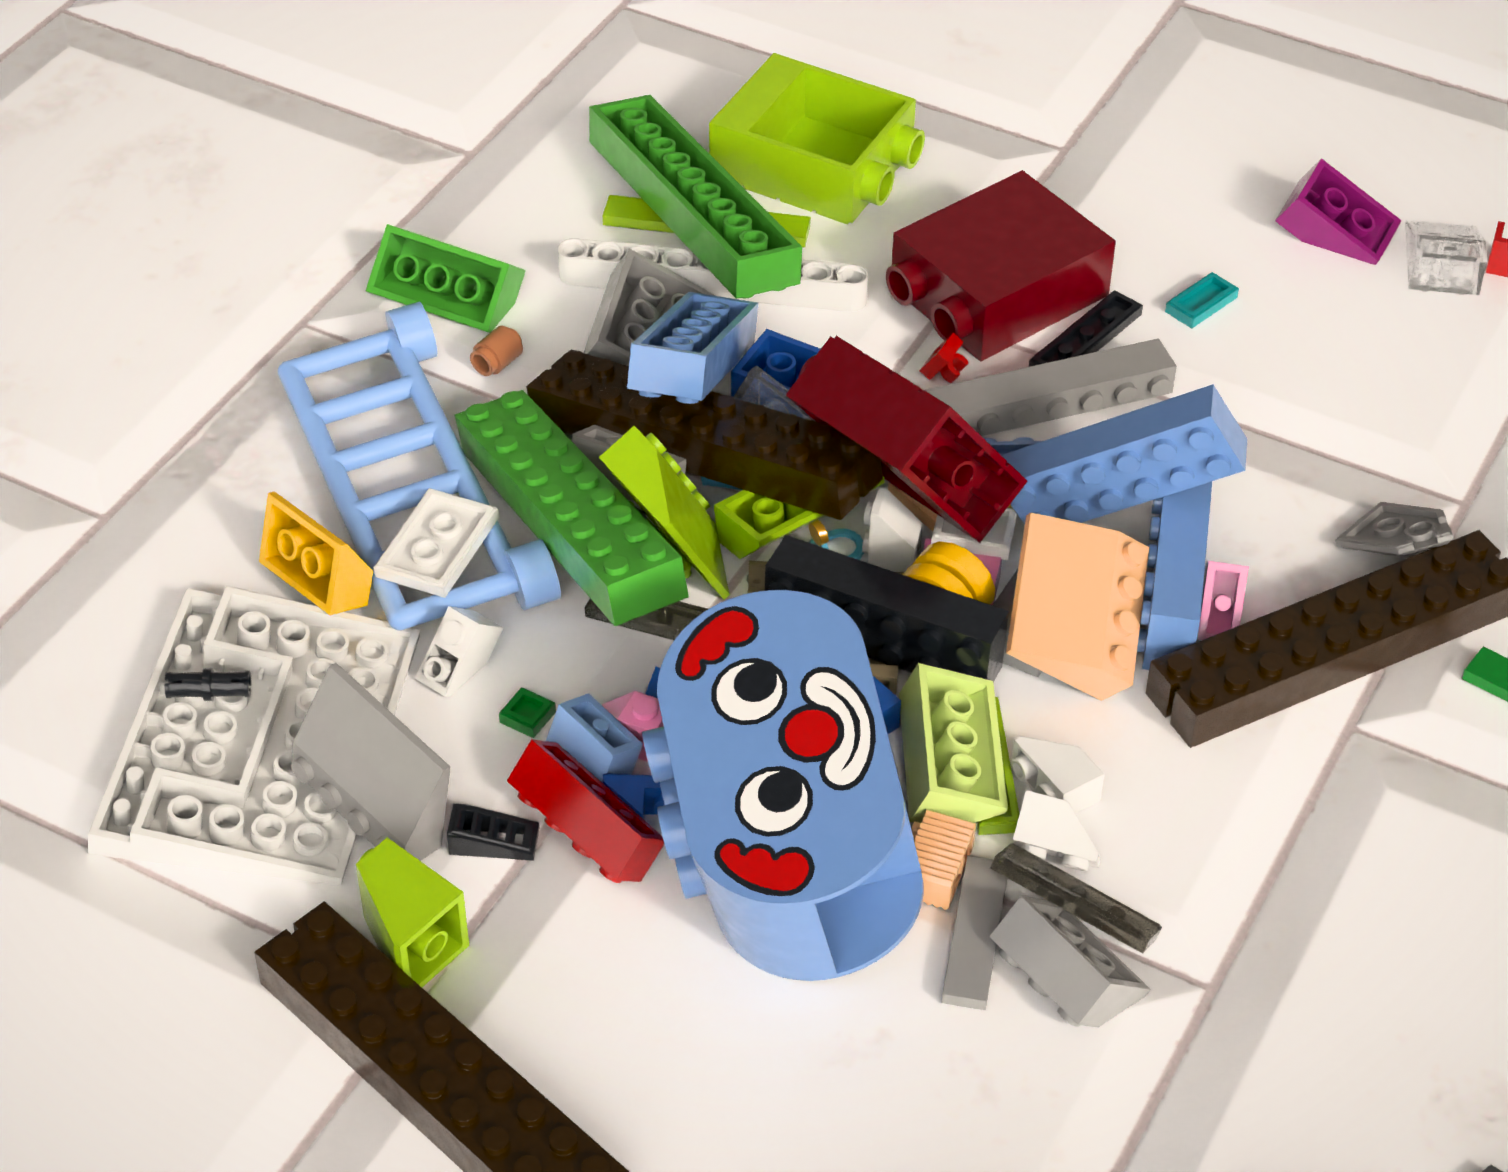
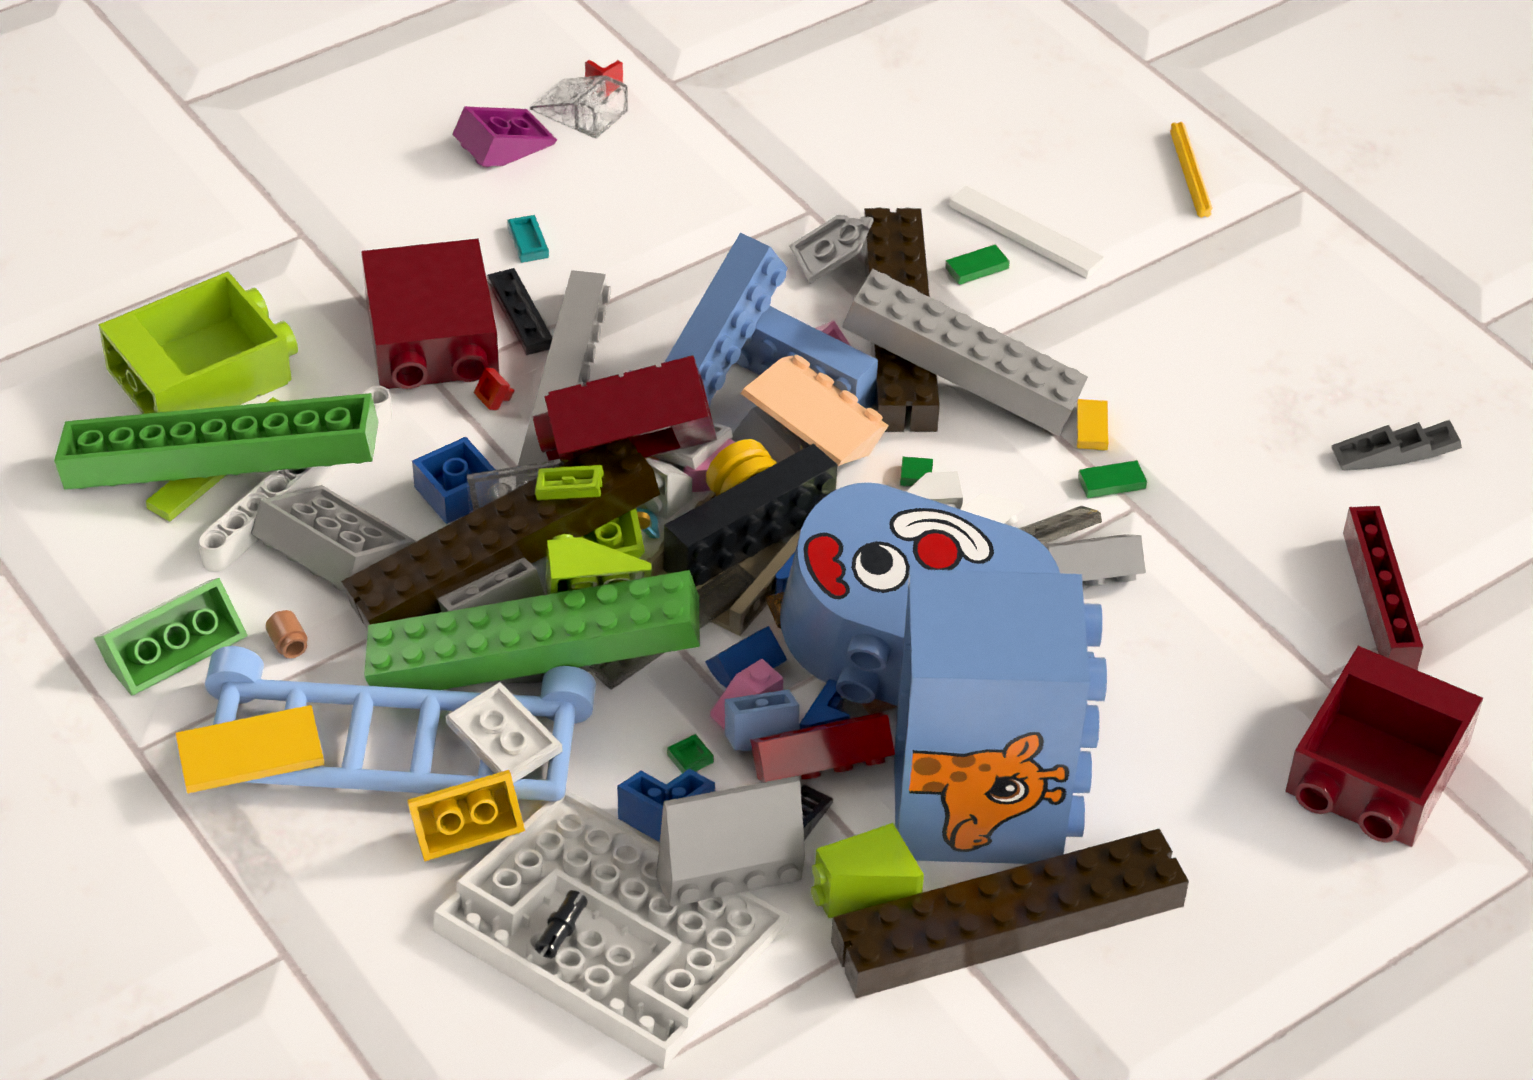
camera: 65 degrees left, 0 degrees up
(313, 377) = (249, 749): none -> yellow tile
(420, 704) = (643, 798): none -> blue brick
(458, 650) = (607, 764): white slope -> none
(599, 882) = (996, 714): none -> medium blue brick
(692, 347) = (430, 495): medium blue brick -> none
(768, 446) = (569, 482): none -> lime tile
(1102, 747) = (913, 469): none -> green tile
(1237, 943) = (1112, 479): none -> green tile
(1293, 704) = (965, 351): none -> light grey brick
(1318, 890) = (1092, 424): none -> yellow tile

